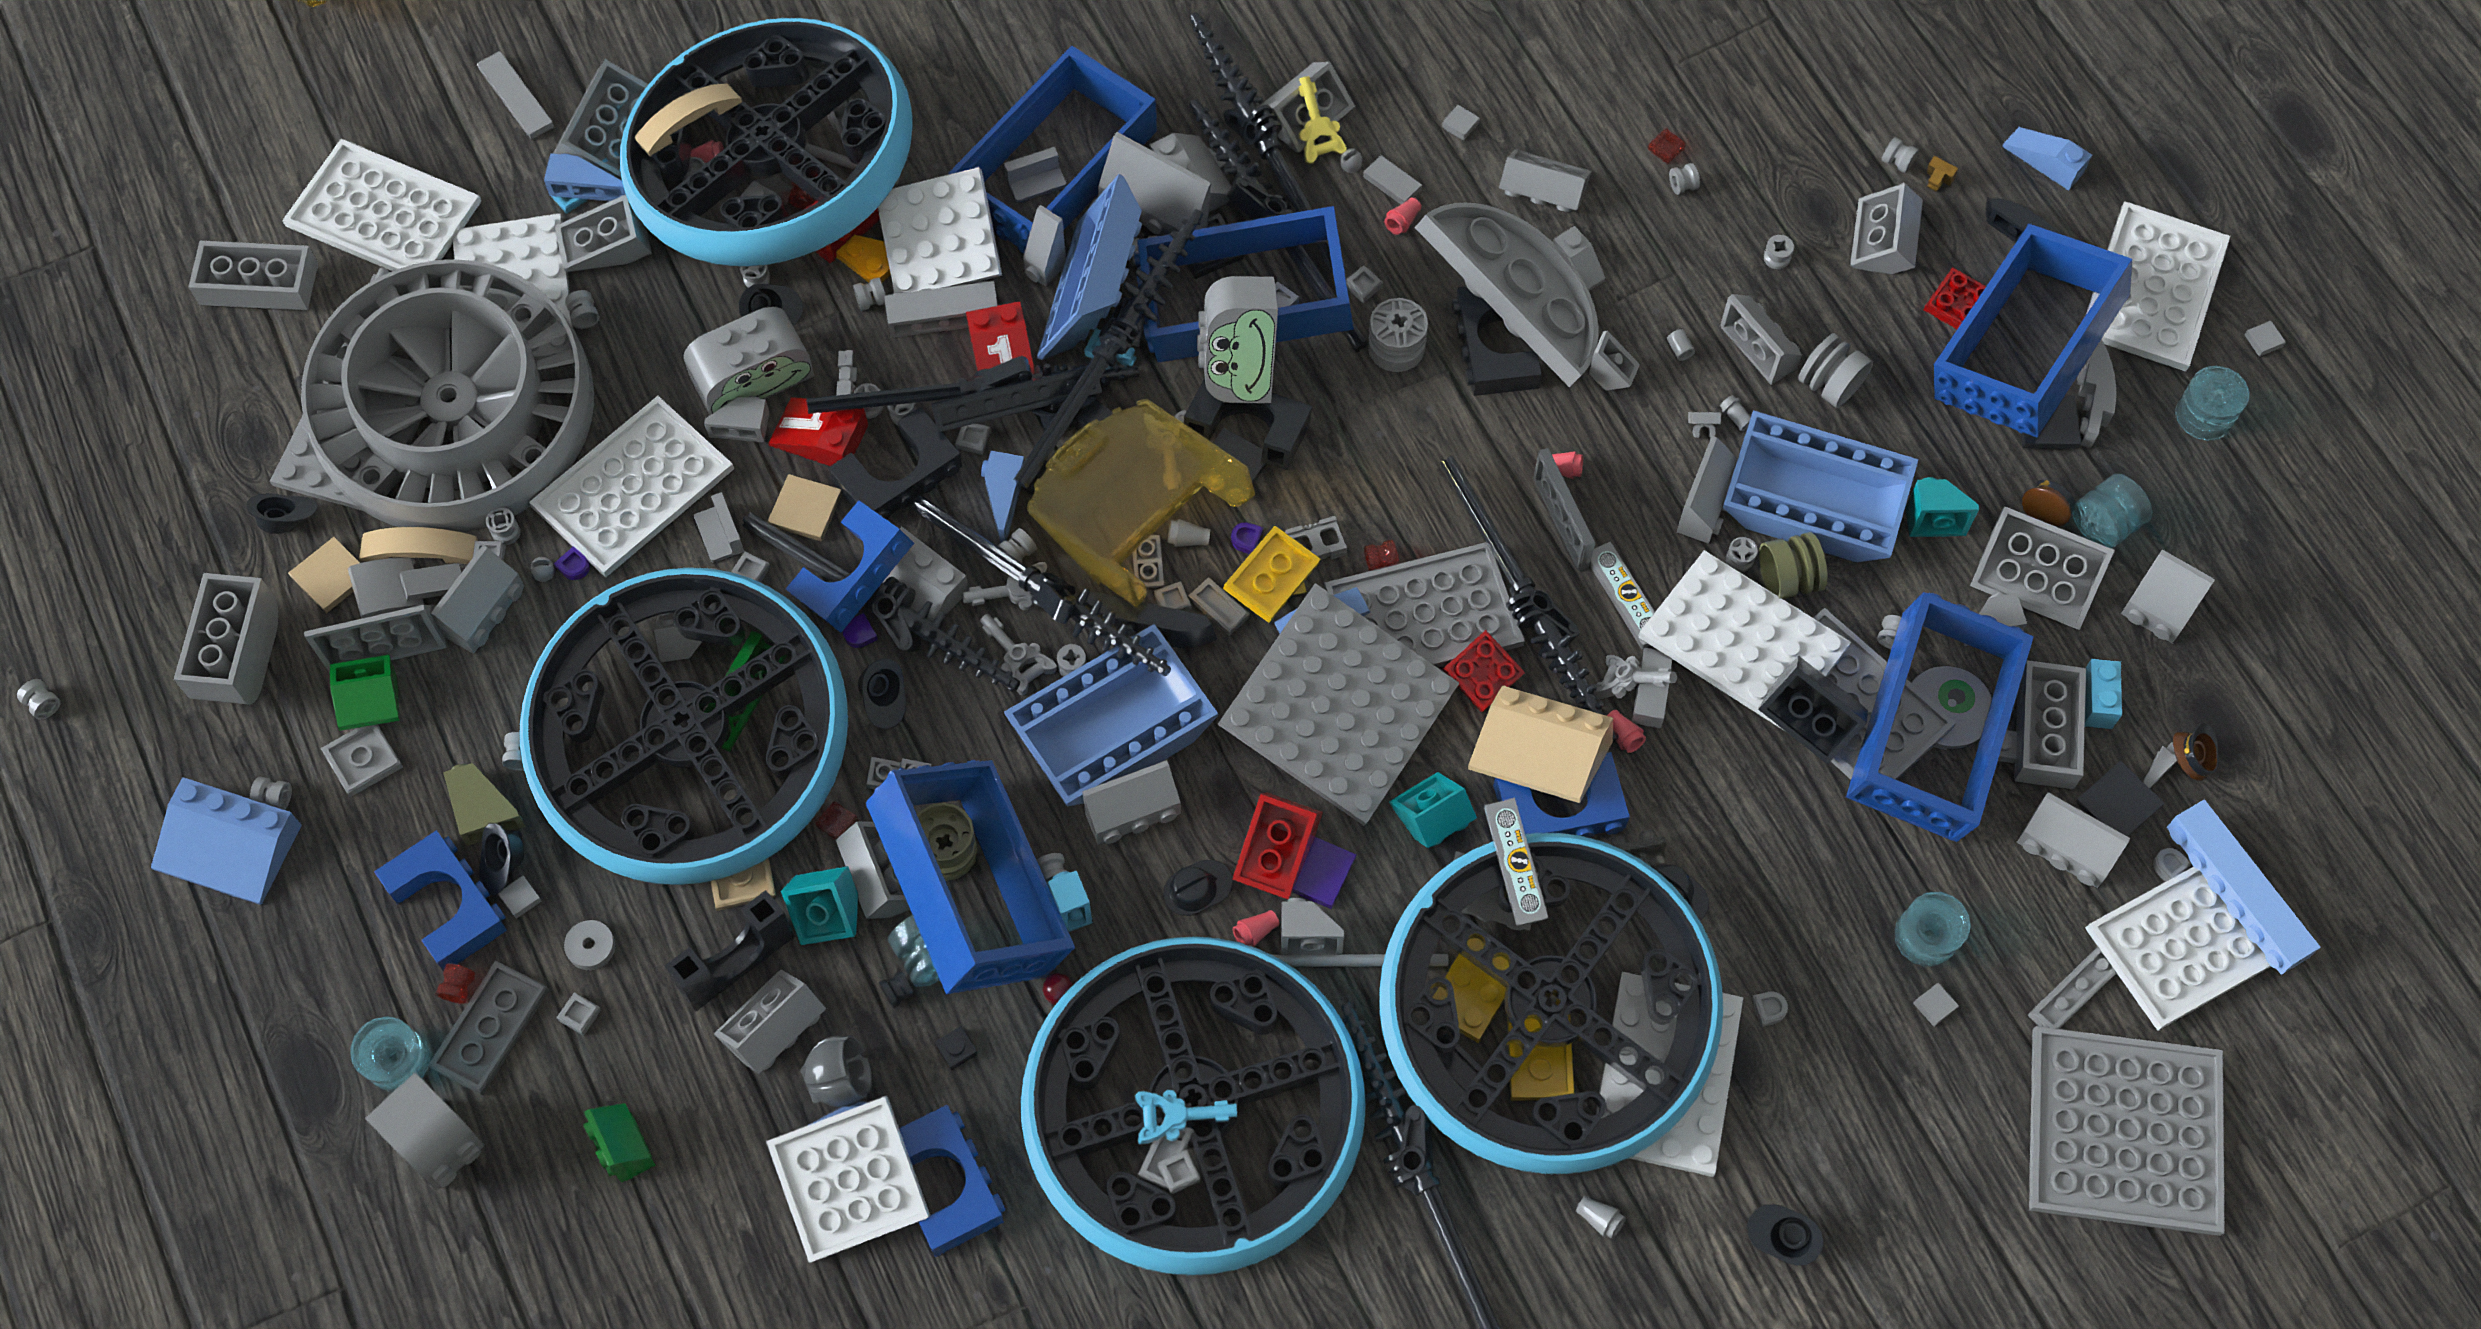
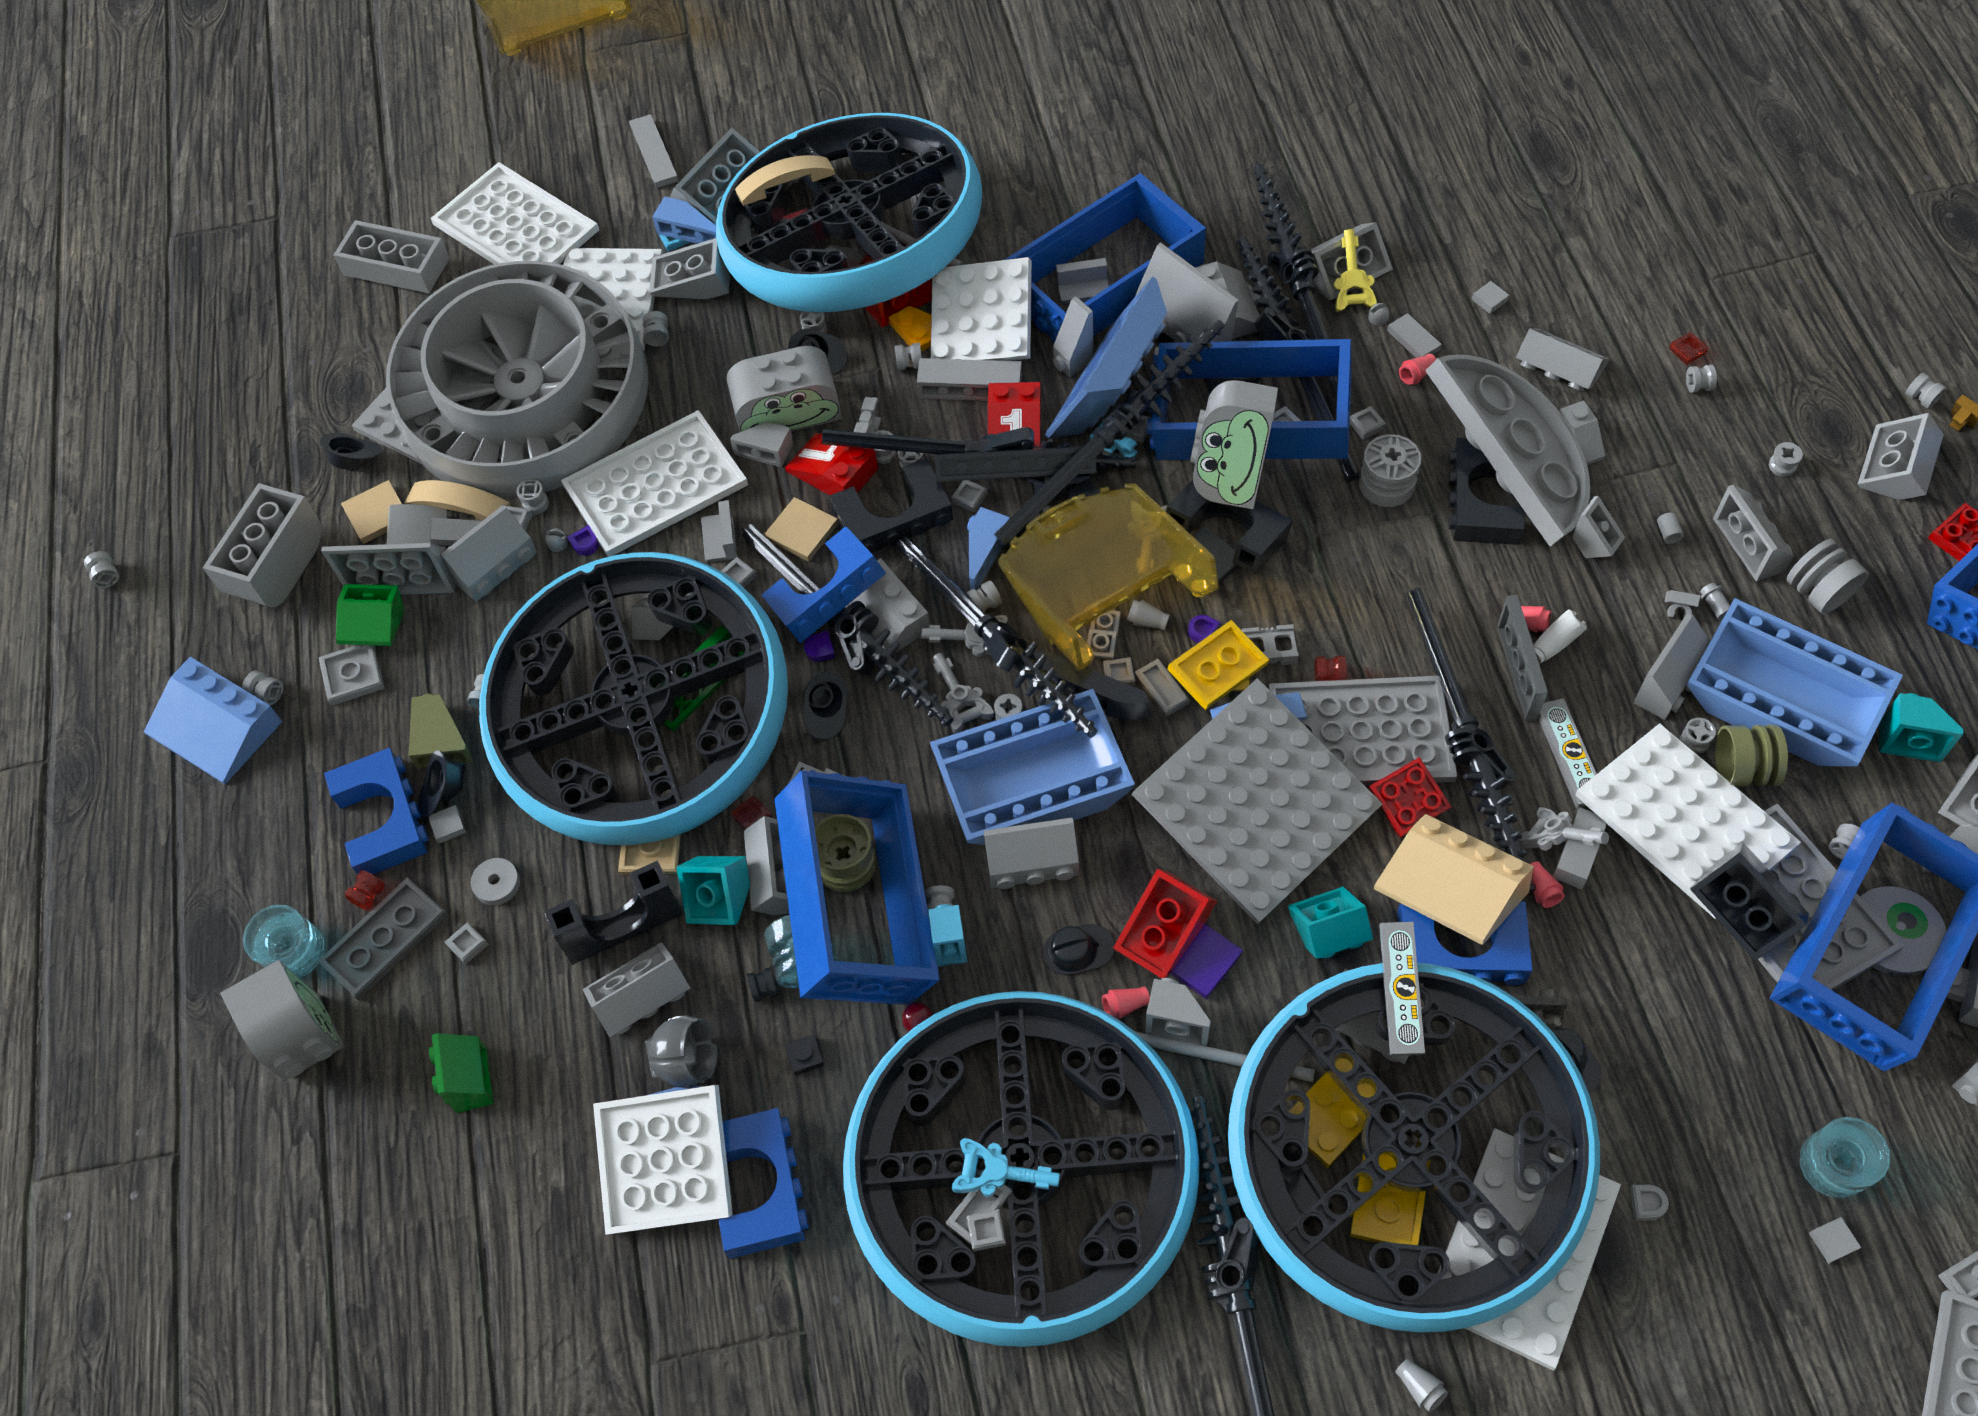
camera: 20 degrees right, 5 degrees down
(1593, 479) = (1558, 636): none -> white piece

